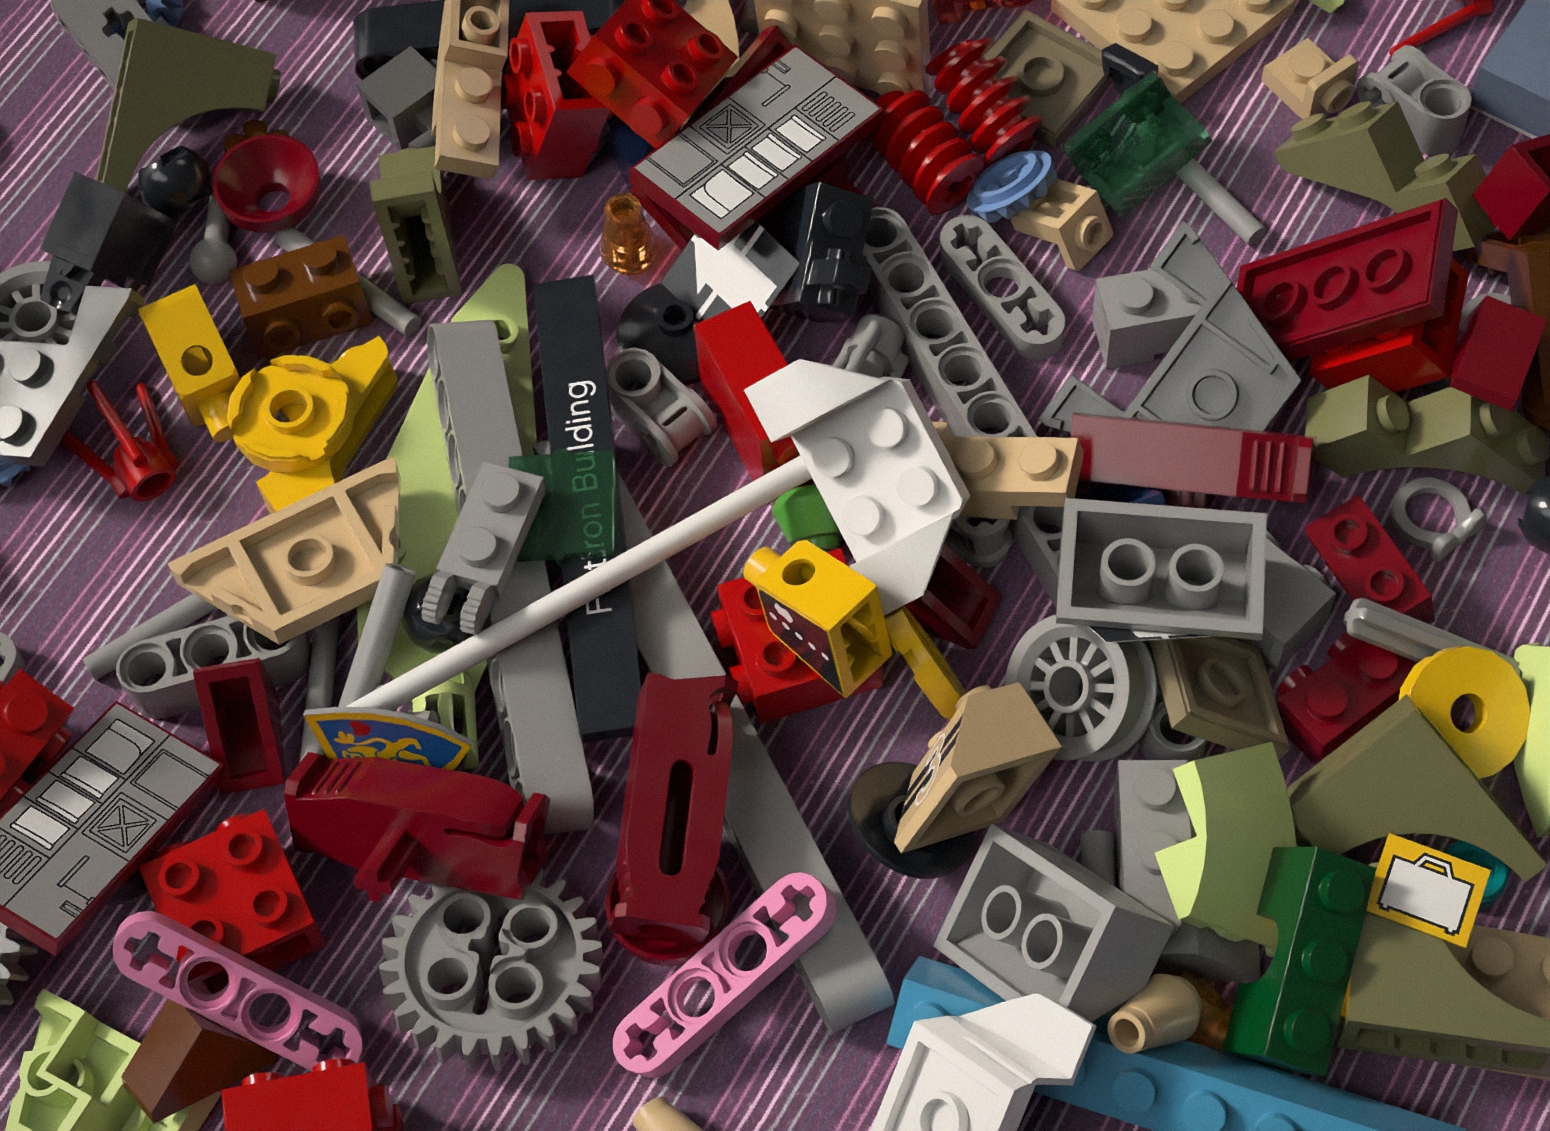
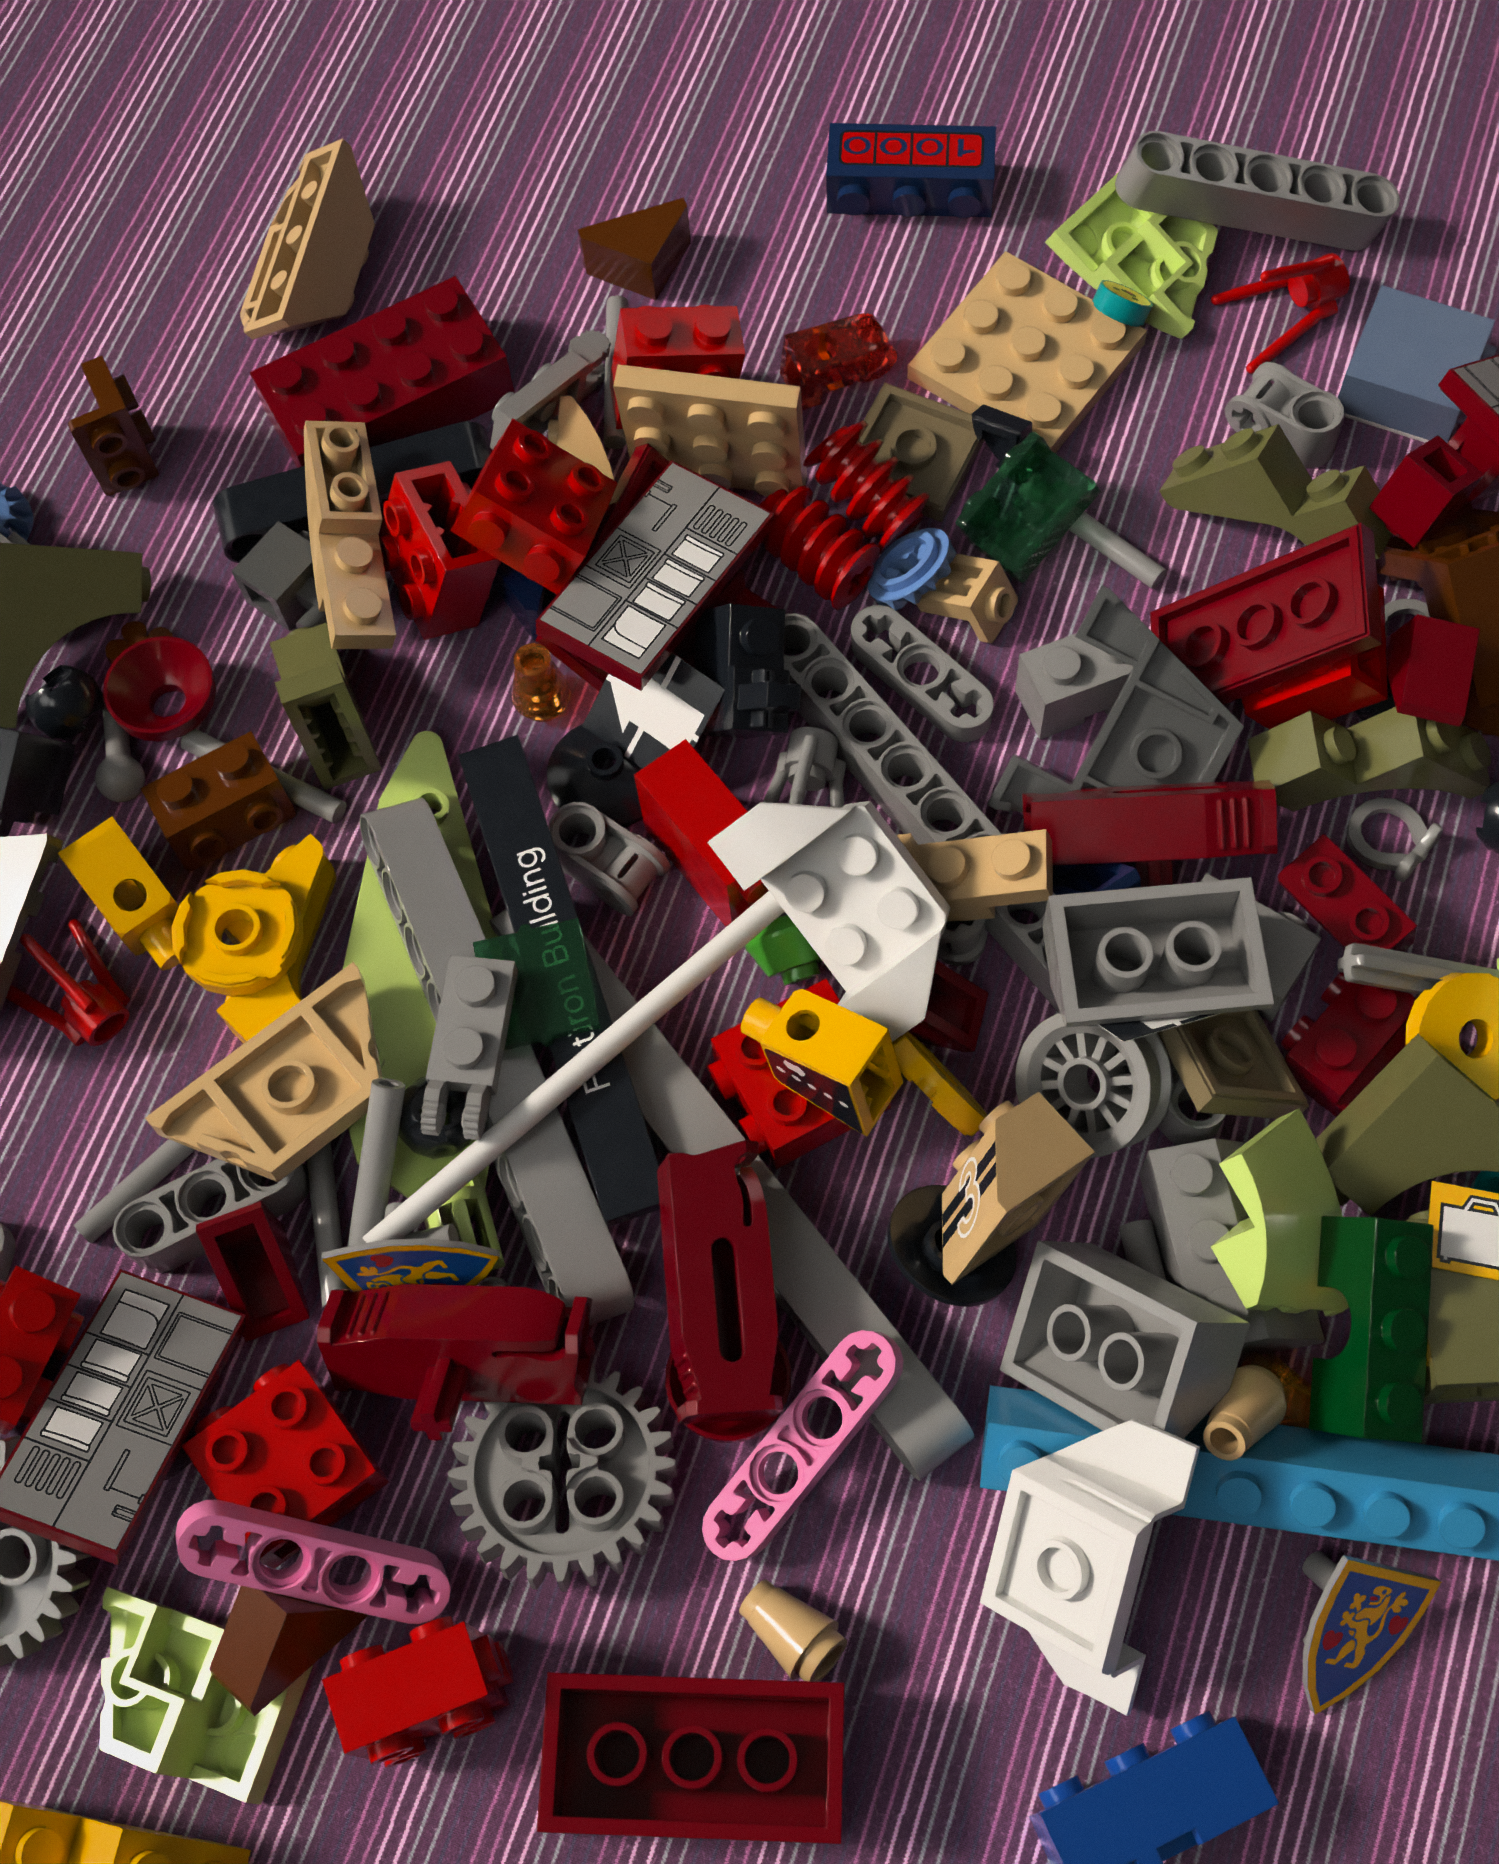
camera: 10 degrees left, 5 degrees up
(1311, 80) = (1178, 411): tan bracket -> none

